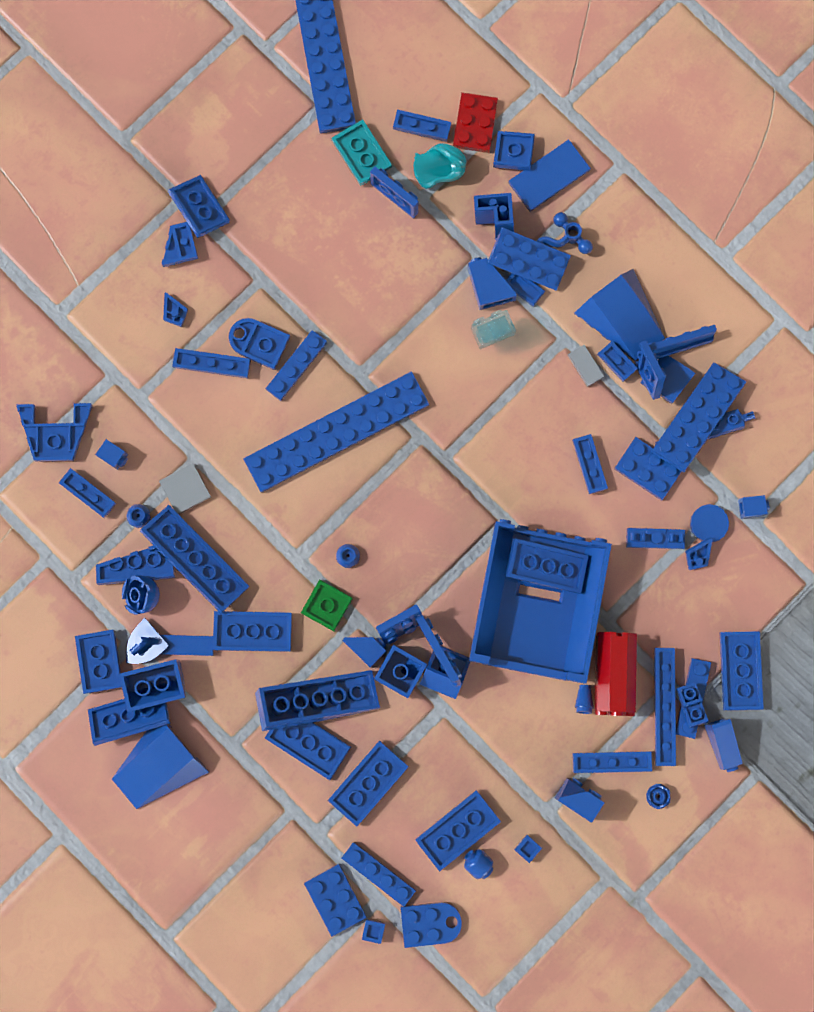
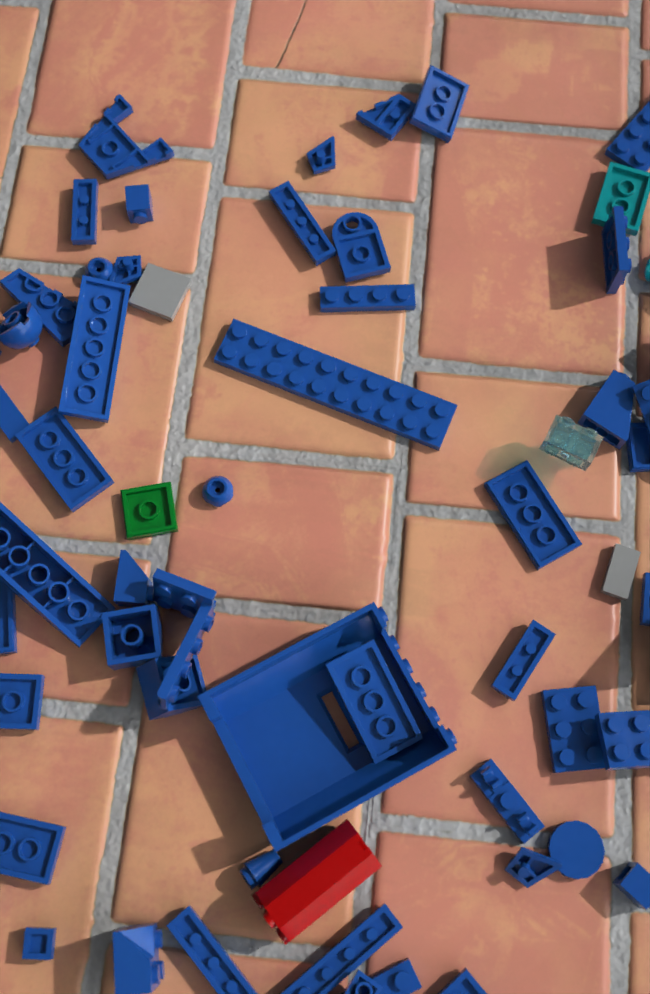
camera: 50 degrees right, 10 degrees down
(152, 498) = (126, 269): none -> blue piece
(512, 385) = (532, 515): none -> blue tile

